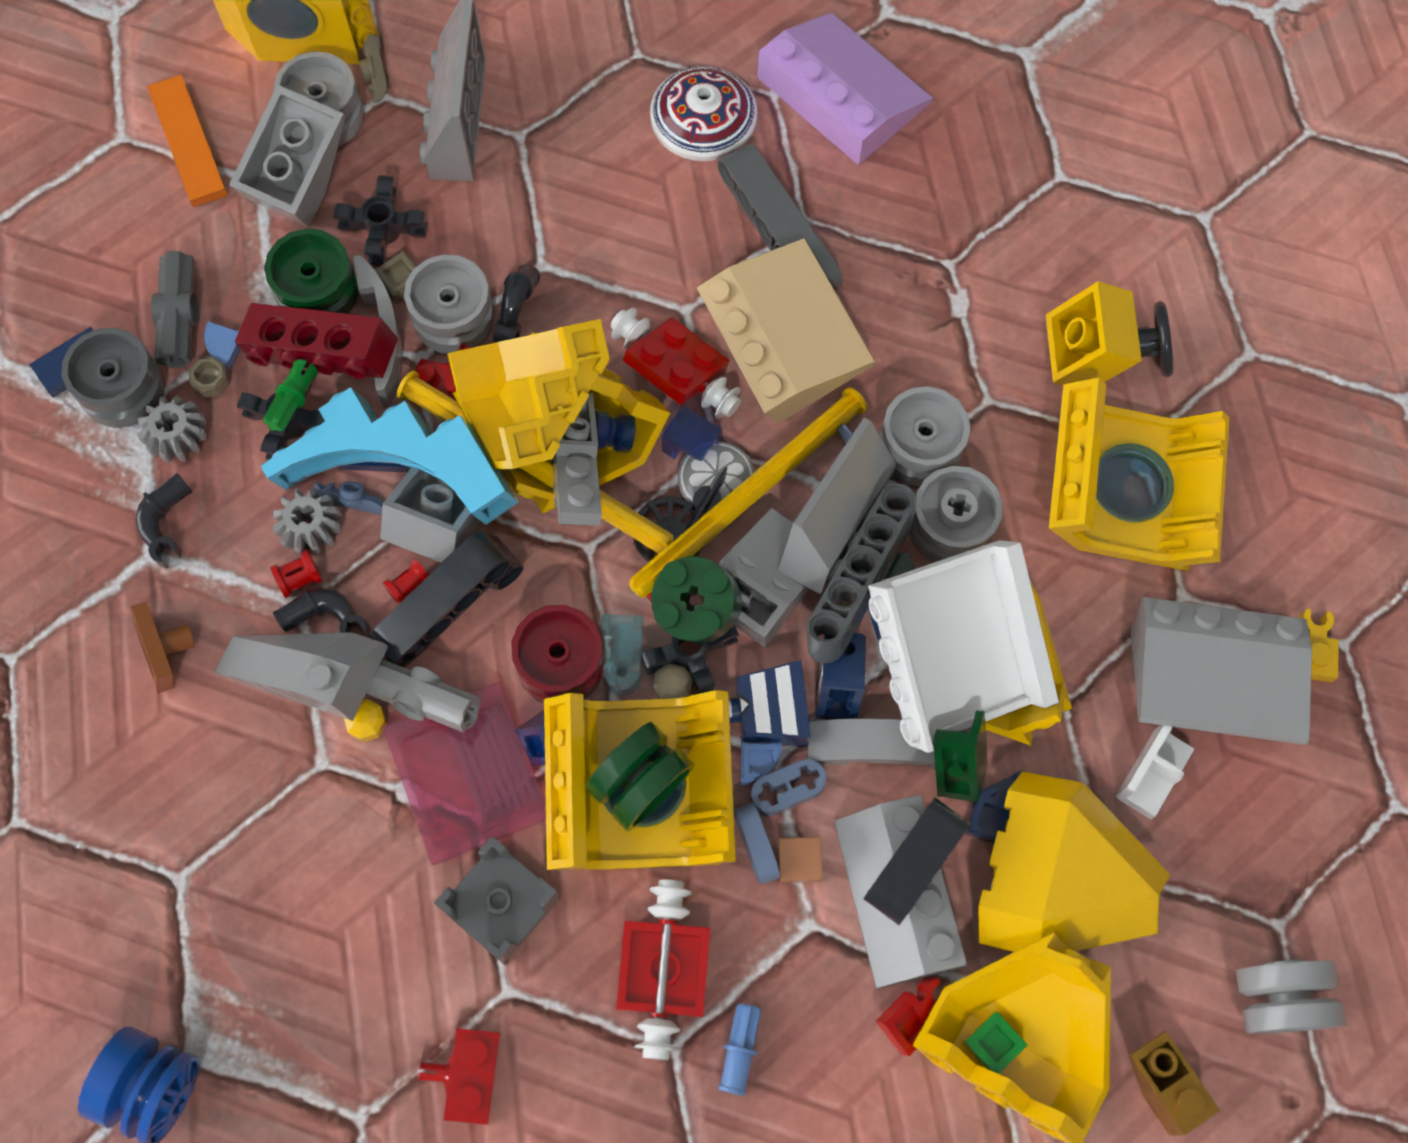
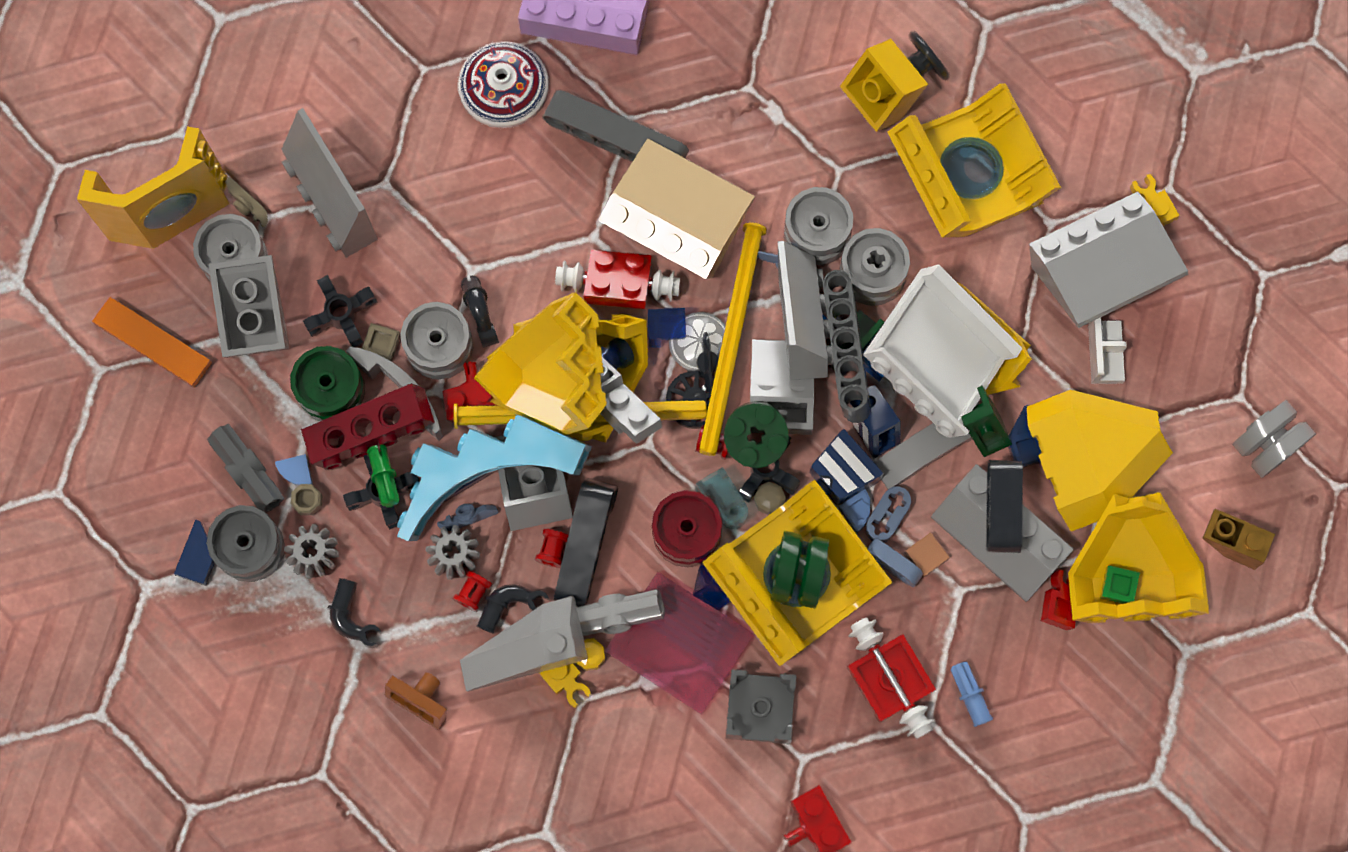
camera: 30 degrees left, 5 degrees up
(320, 728) = (564, 679): none -> yellow plate

